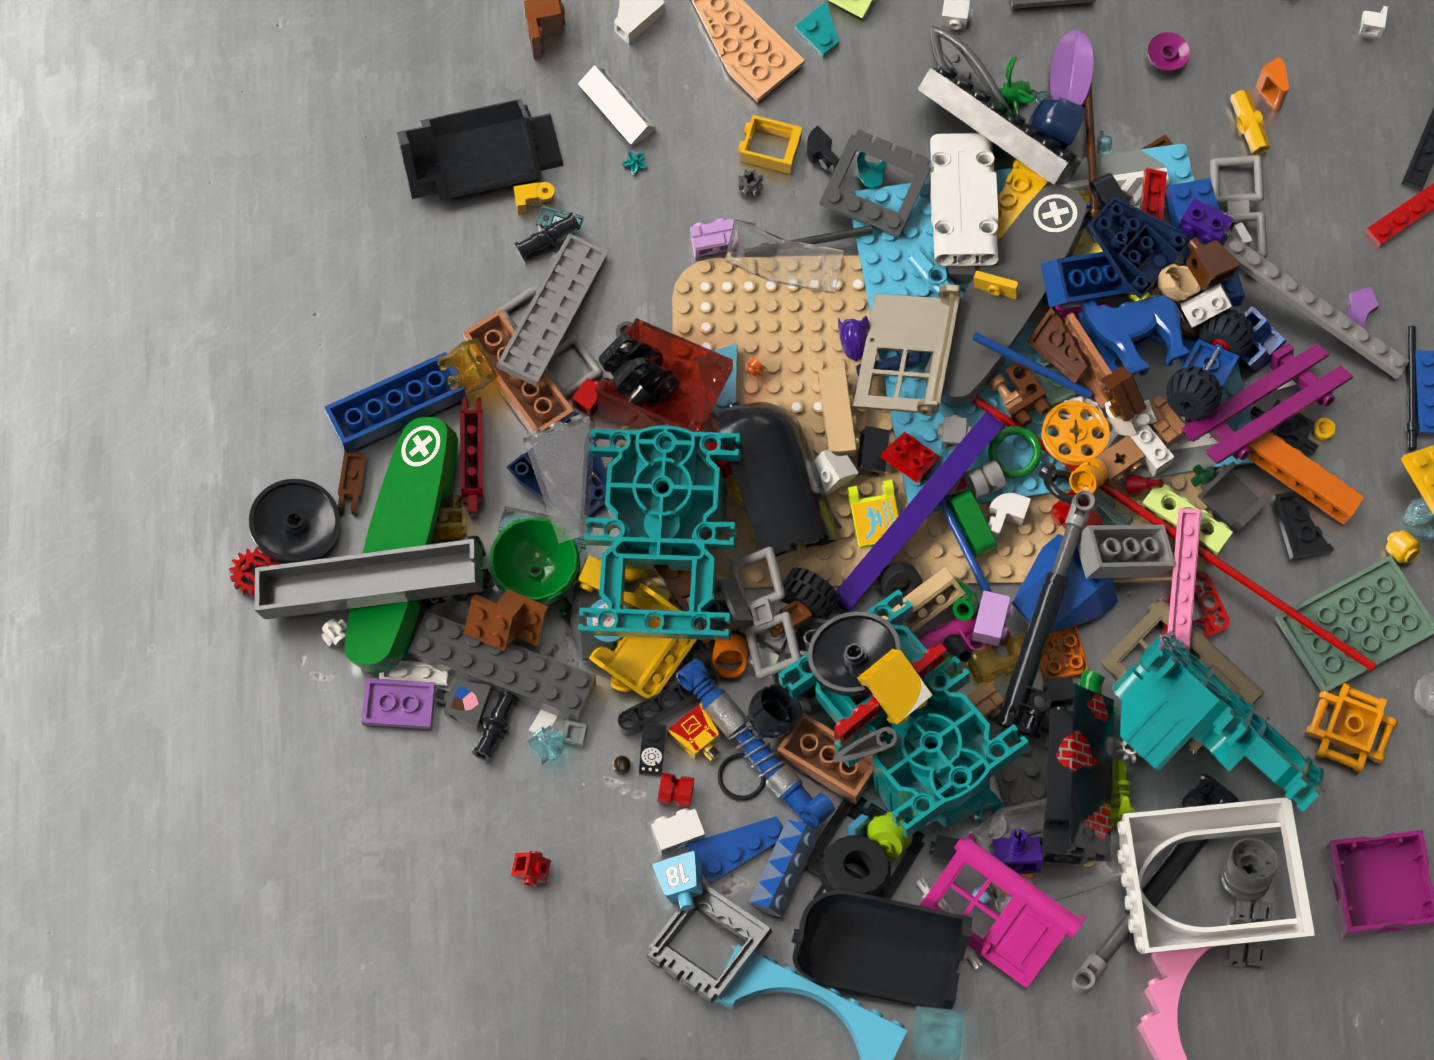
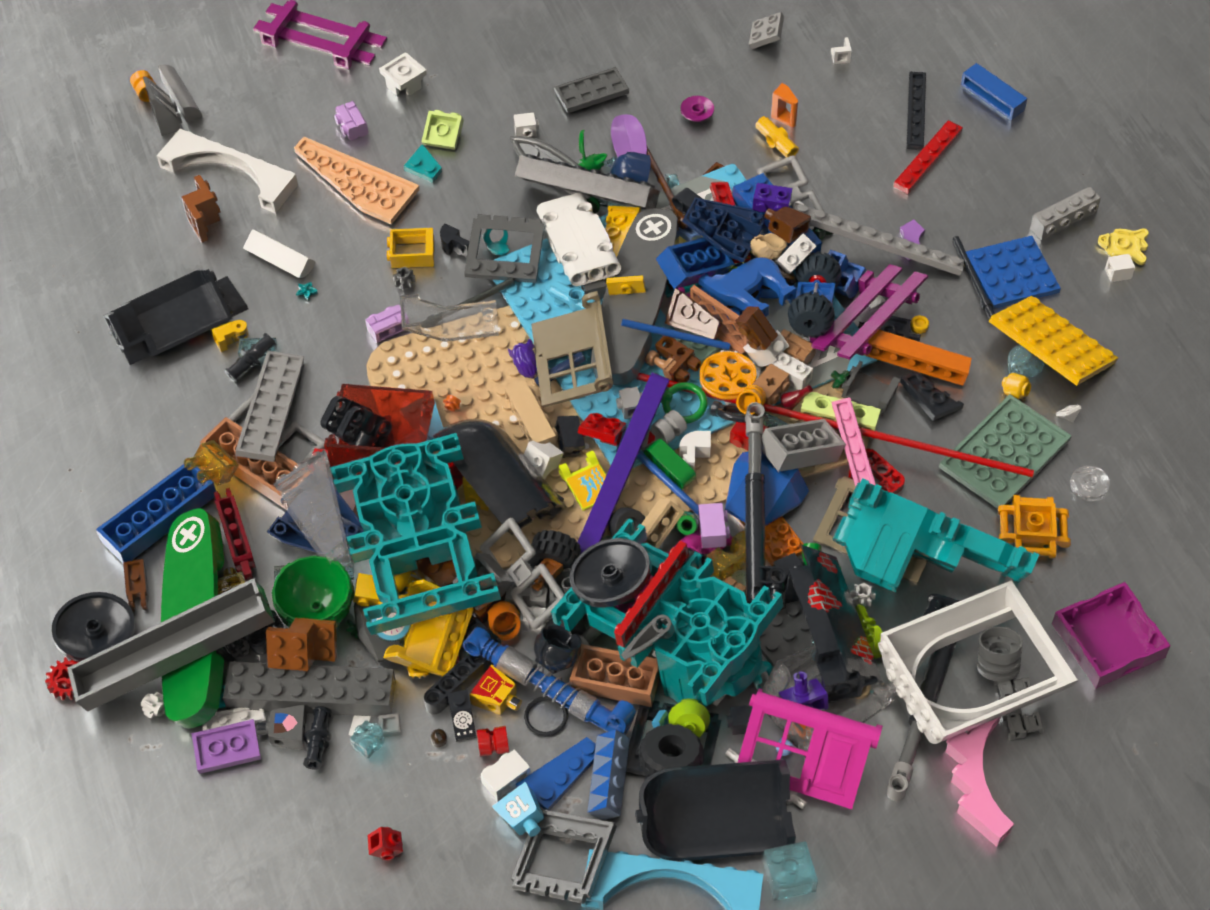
camera: 15 degrees left, 15 degrees down
(896, 686) = (655, 582): yellow panel -> none

